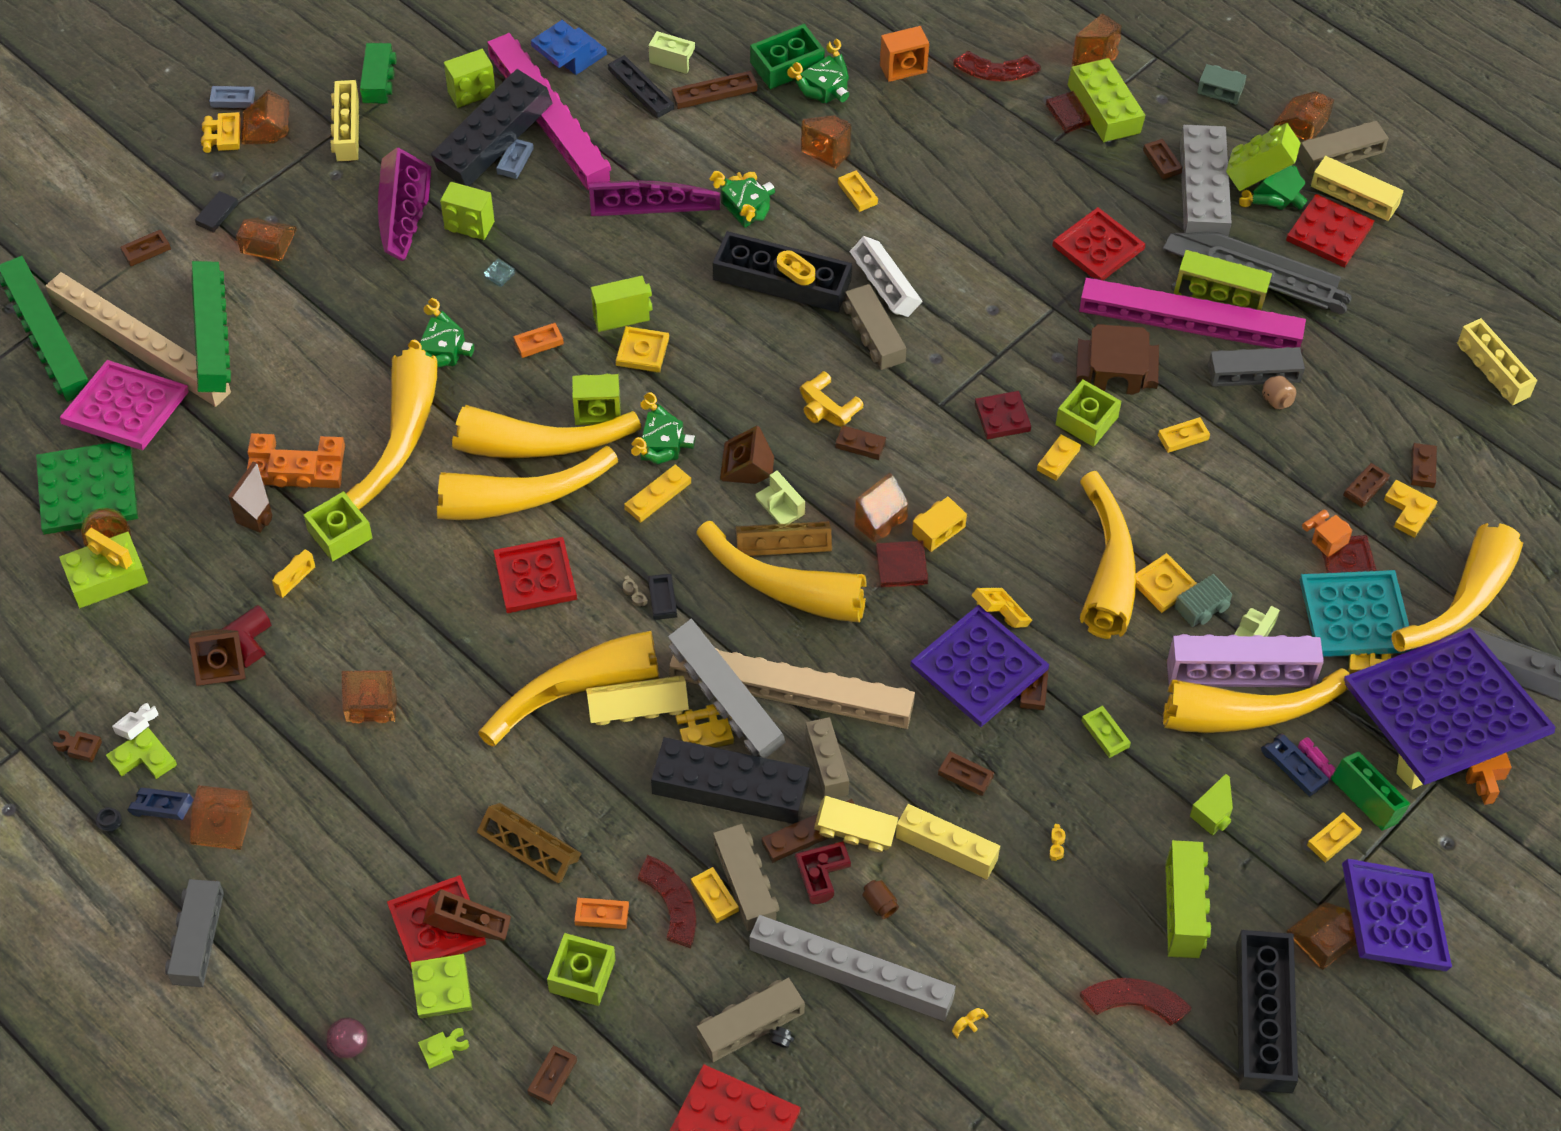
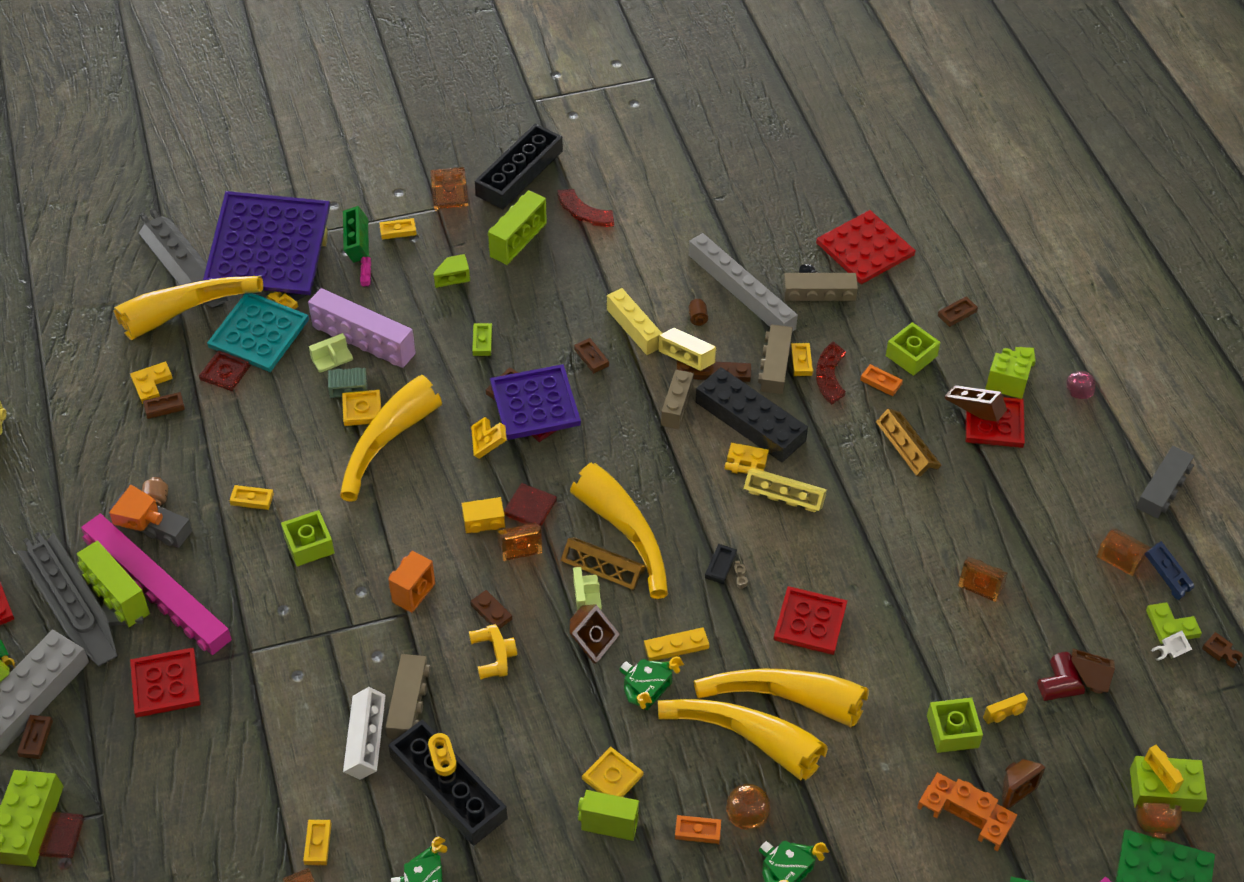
camera: 150 degrees left, 5 degrees down
(108, 819) = (1210, 586): black plate -> none
(411, 400) = (843, 810): yellow brick -> none
(503, 379) = (748, 806): none -> clear orange cylinder
(596, 398) = (683, 731): lime brick -> none
(609, 663) = (795, 521): yellow brick -> none
(728, 691) = (724, 449): light grey brick -> none
(816, 689) = (670, 457): tan brick -> none
(816, 865) = (729, 343): dark red brick -> none
(952, 414) = (411, 581): none -> orange brick
(968, 1020) = (684, 239): yellow piece -> none
(1002, 415) = (366, 580): dark red plate -> none
(1058, 457) = (353, 528): yellow plate -> none
(1058, 838) = (567, 296): yellow piece -> none
(1118, 353) = (250, 567): reddish brown piece -> none
(1220, 710) = (408, 311): yellow brick -> none
(1266, 346) = (135, 510): none -> orange torso
(1295, 764) = (382, 272): dark blue plate -> none
(1328, 534) = (226, 377): orange brick -> none
(1396, 915) = (406, 170): dark purple plate -> none
(1423, 465) = (110, 403): reddish brown plate -> none

